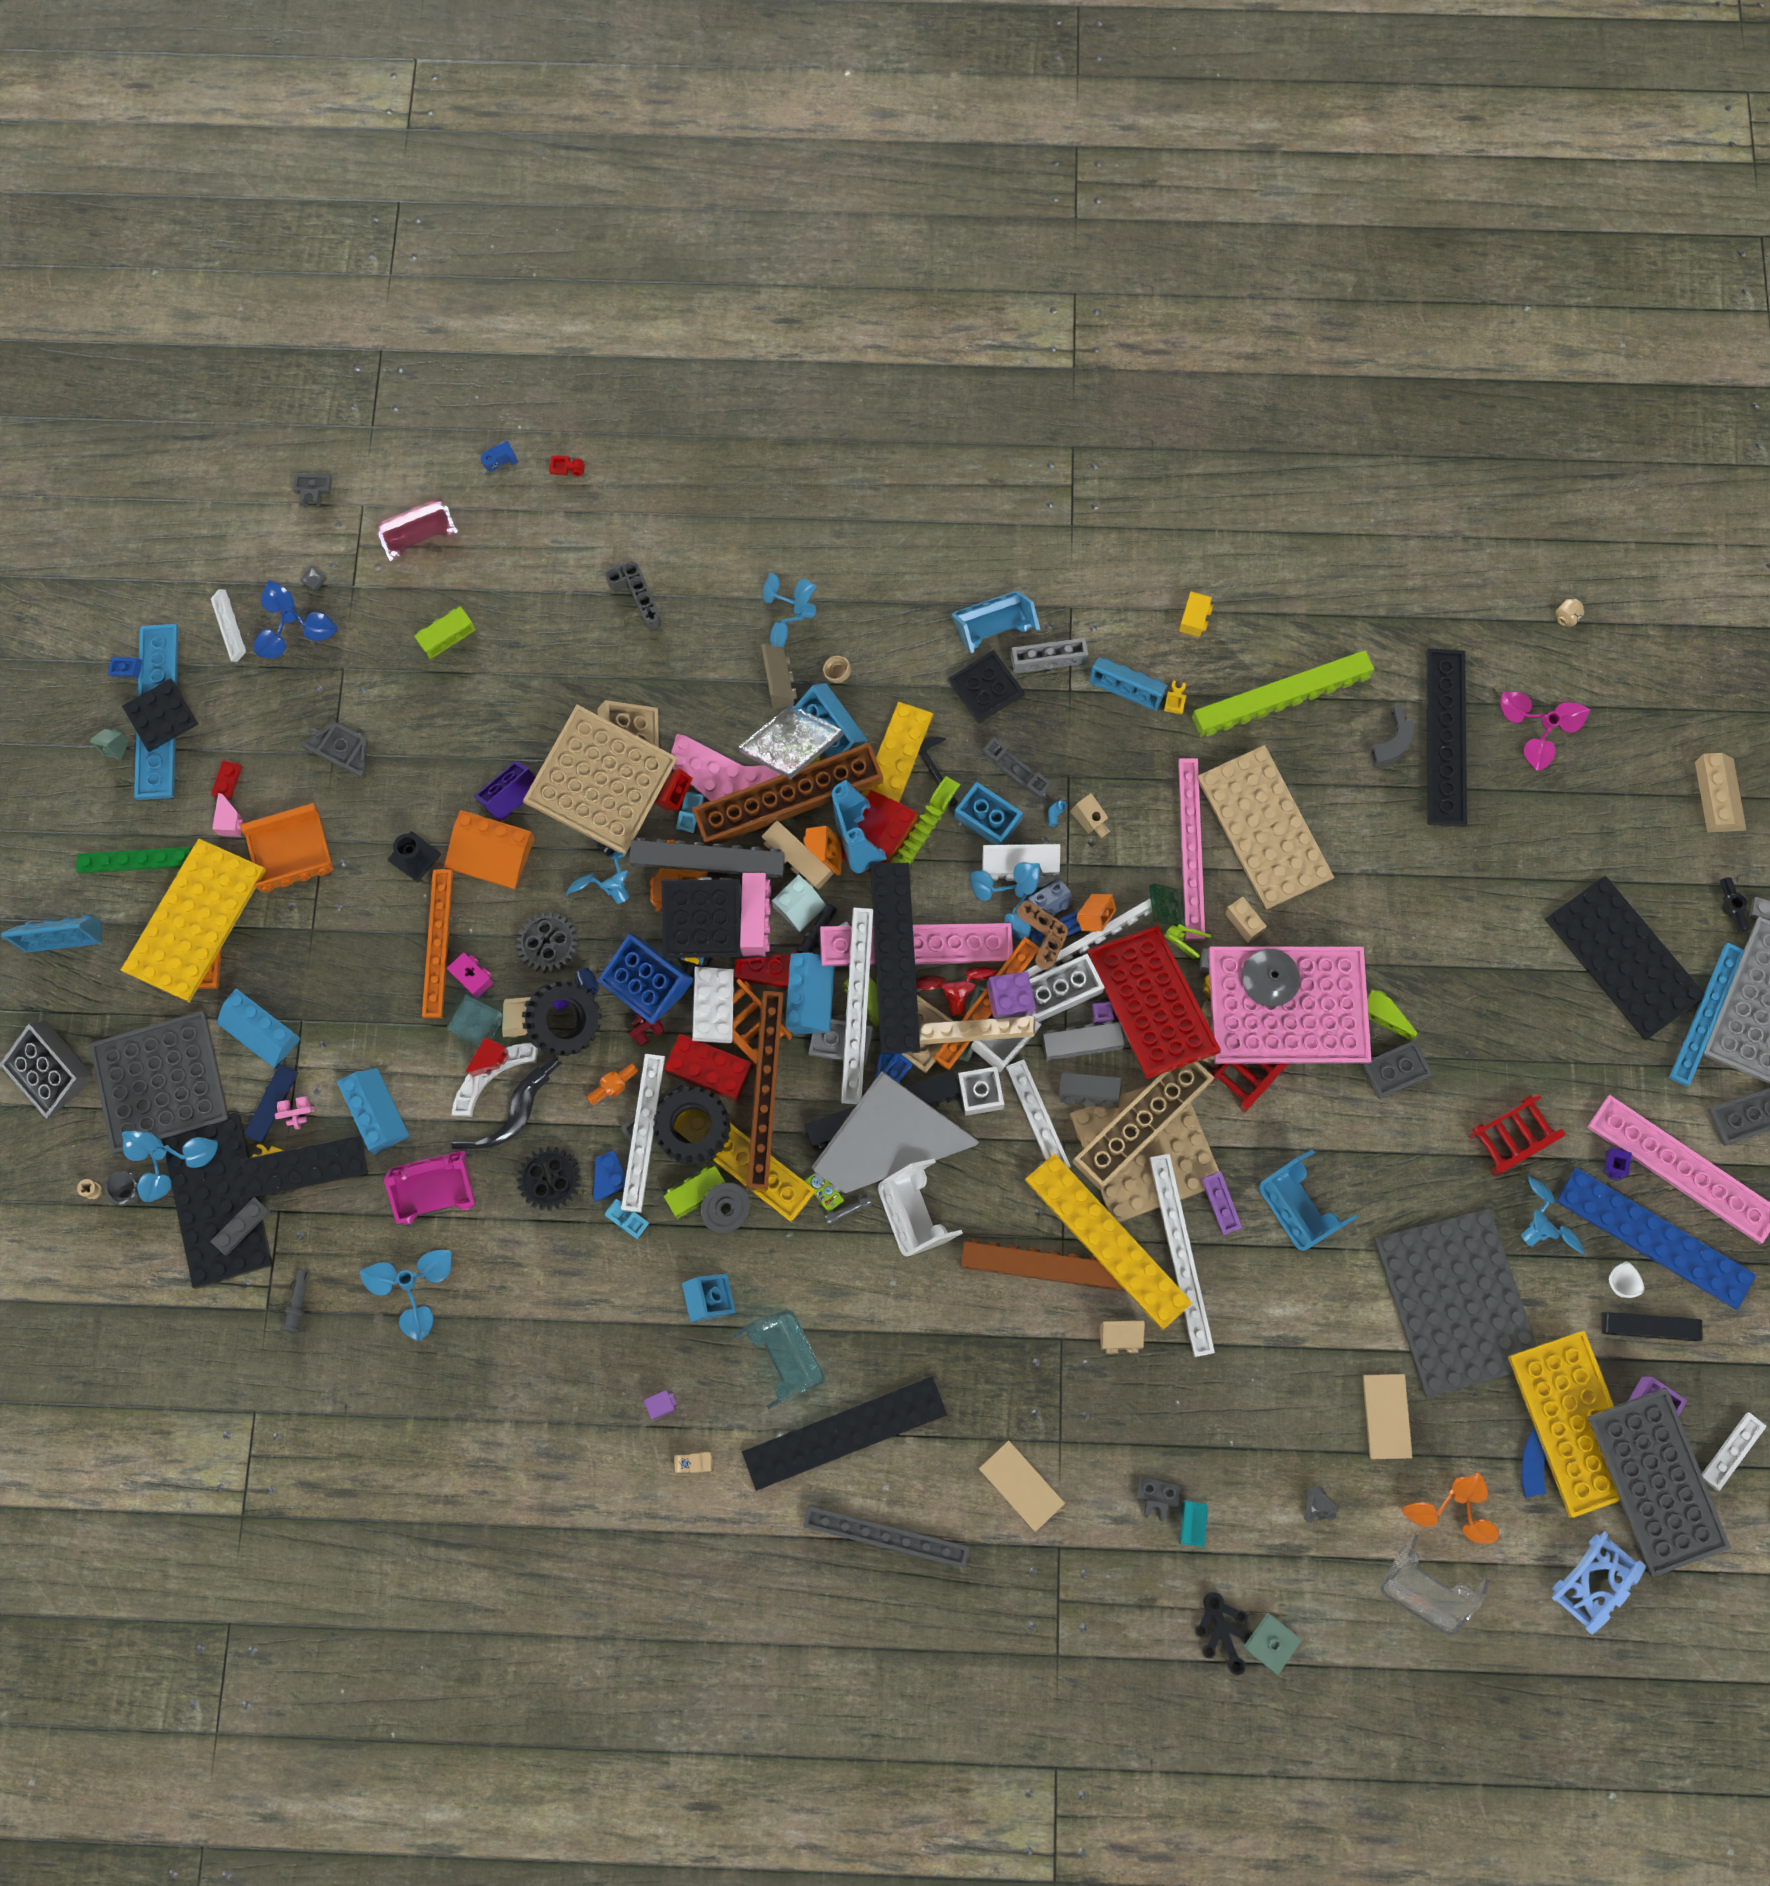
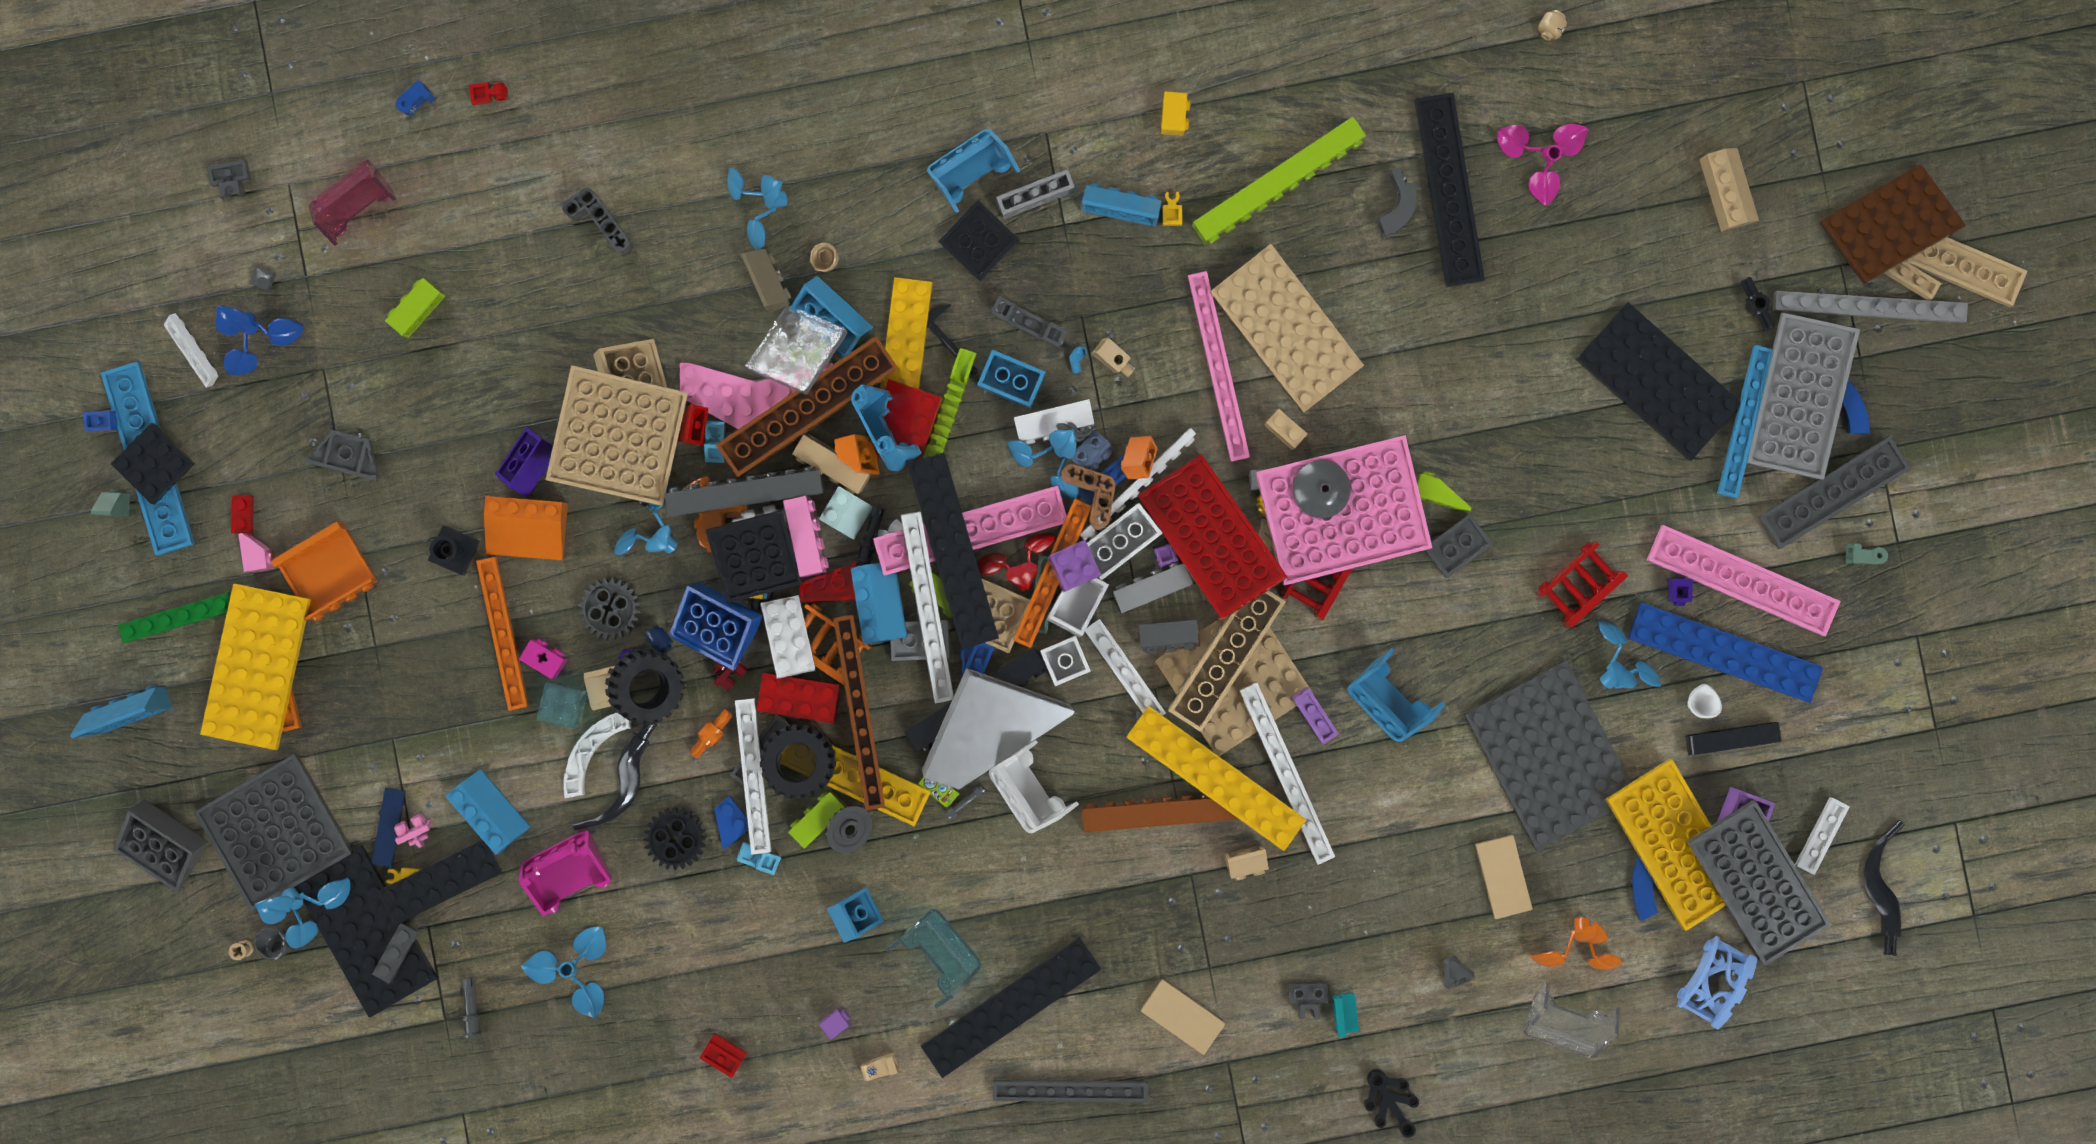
camera: 10 degrees left, 15 degrees up
(256, 1028) = (352, 758): dark azure slope -> none
(487, 1058) = (584, 737): red slope -> none
(536, 1412) = (723, 1055): none -> red plate
(977, 1030) = (1049, 606): tan plate -> none
(1166, 905) = (1205, 433): clear green plate -> none
(1176, 936) = (1221, 461): lime plant -> none
(1272, 1643) = (1435, 1102): sand green plate -> none

